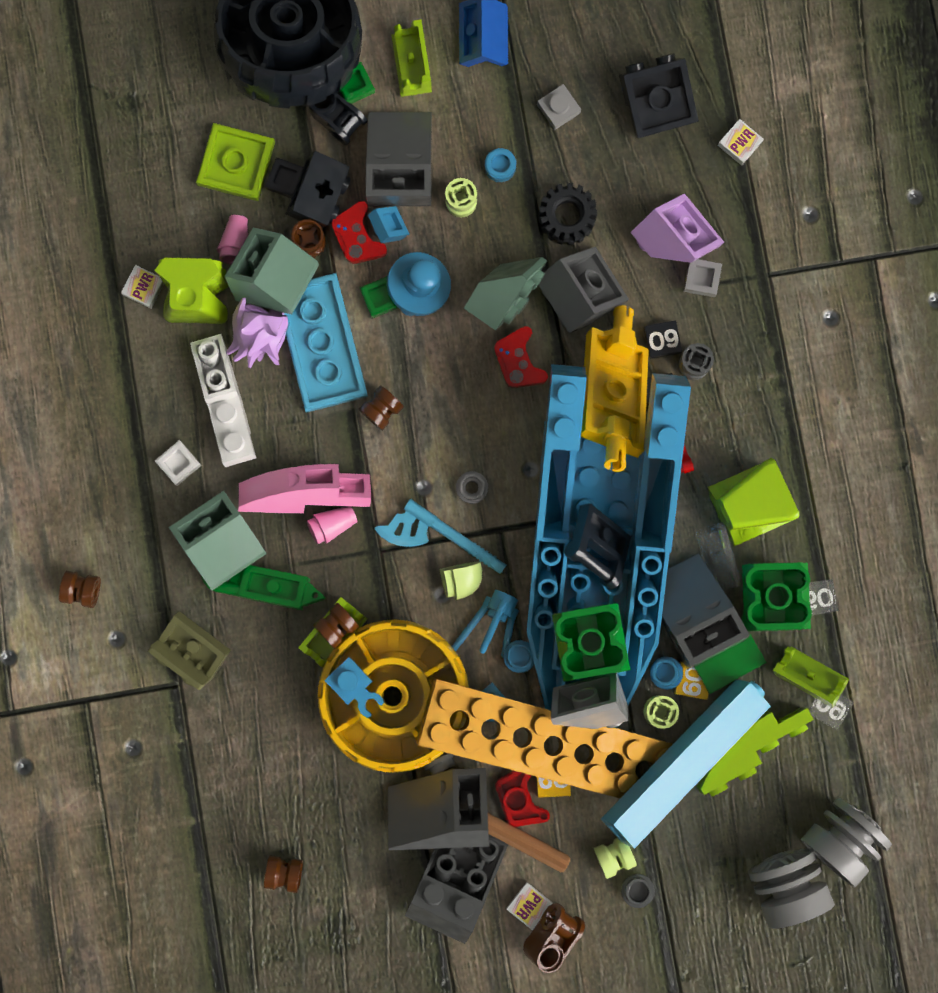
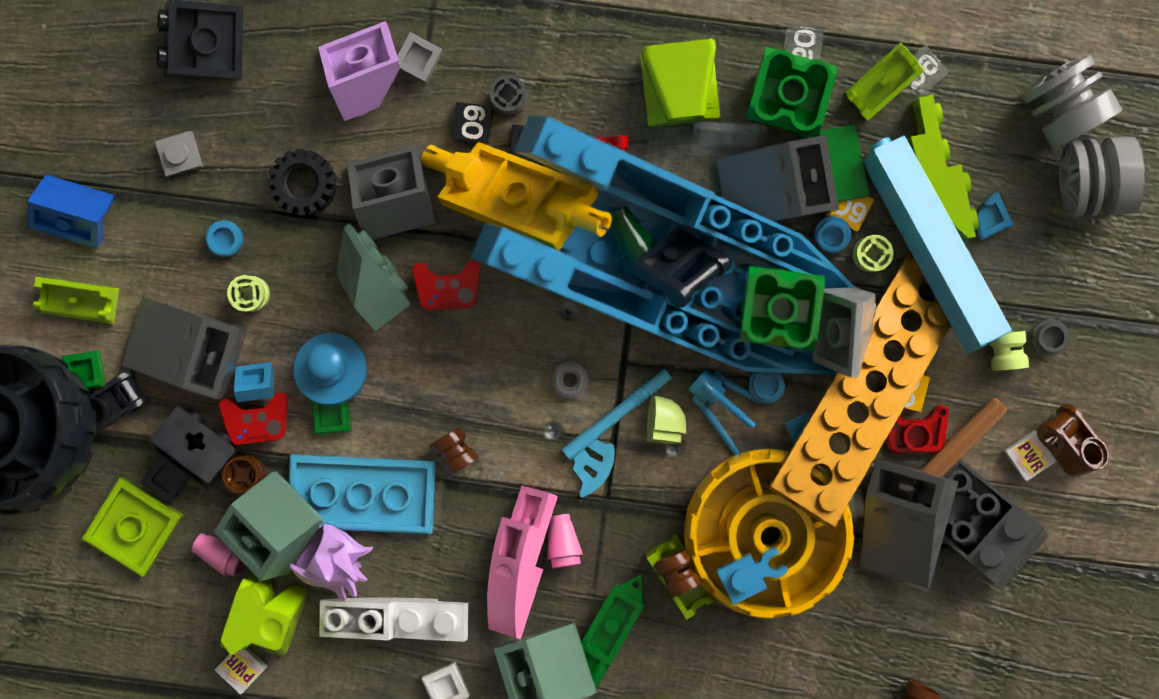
camera: 75 degrees left, 5 degrees up
(612, 495) = (629, 235): none -> dark green cone
(724, 807) = (992, 217): none -> dark azure tile

